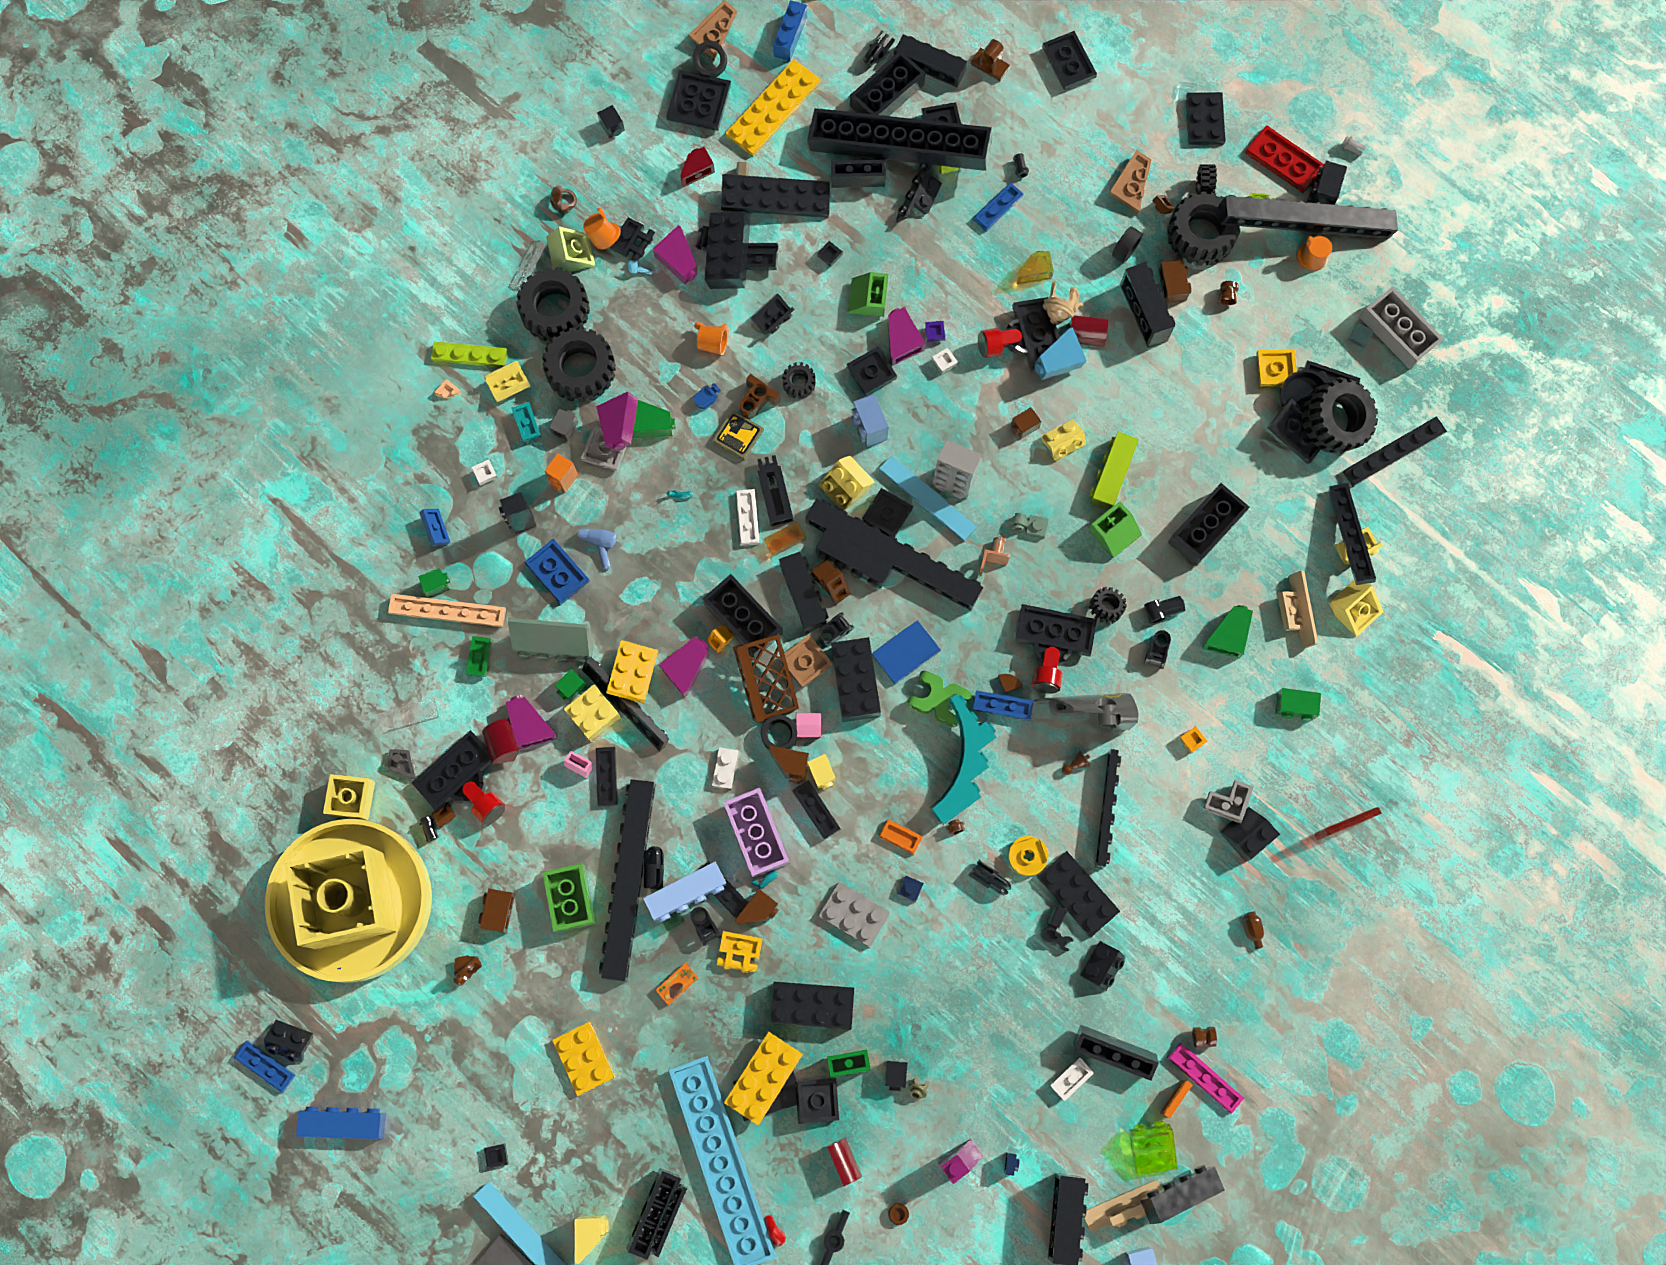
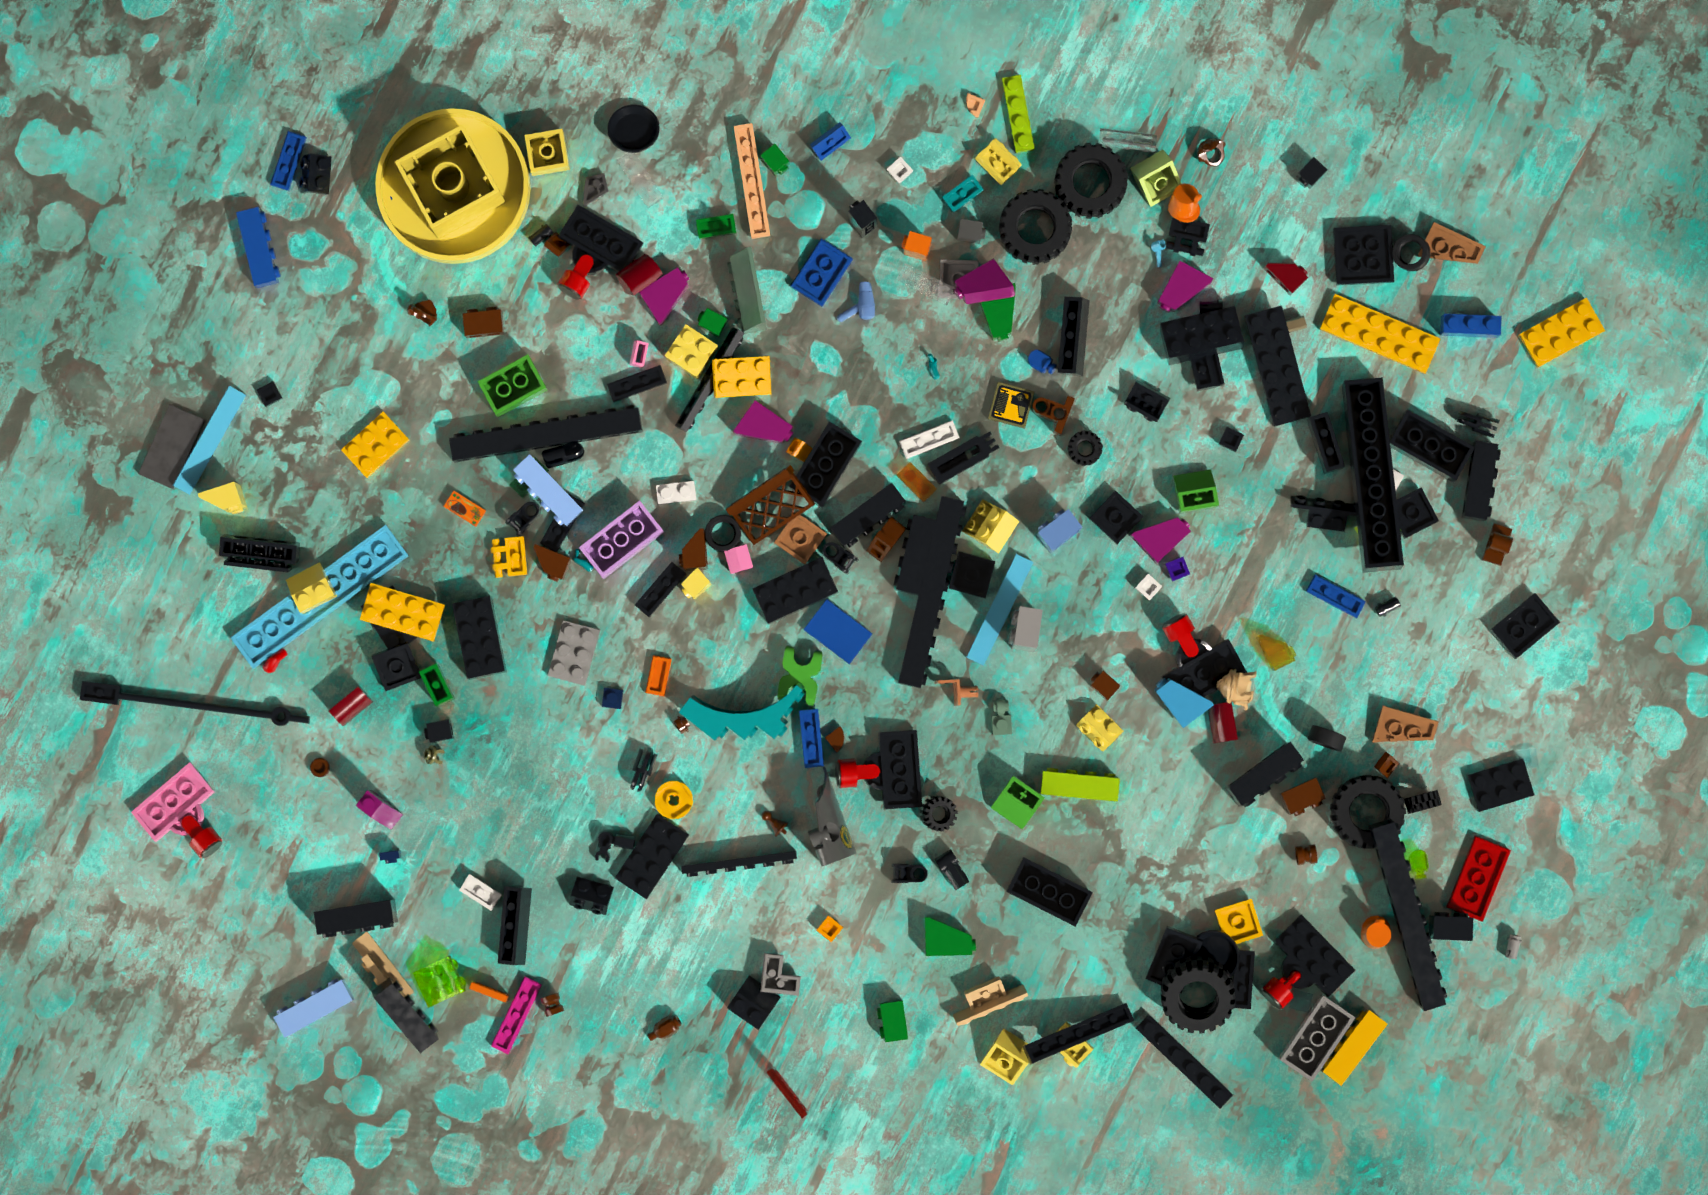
camera: 80 degrees right, 10 degrees up
(356, 707) = (633, 128): none -> black piece
(599, 477) = (925, 284): none -> clear plate
(691, 359) = (1073, 336): none -> black brick
(710, 1168) = (310, 588): none -> light yellow slope
(712, 338) = (1102, 349): orange hat -> none
(1329, 319) = (1307, 962): none -> black plate
(1416, 296) = (1354, 1046): none -> yellow brick

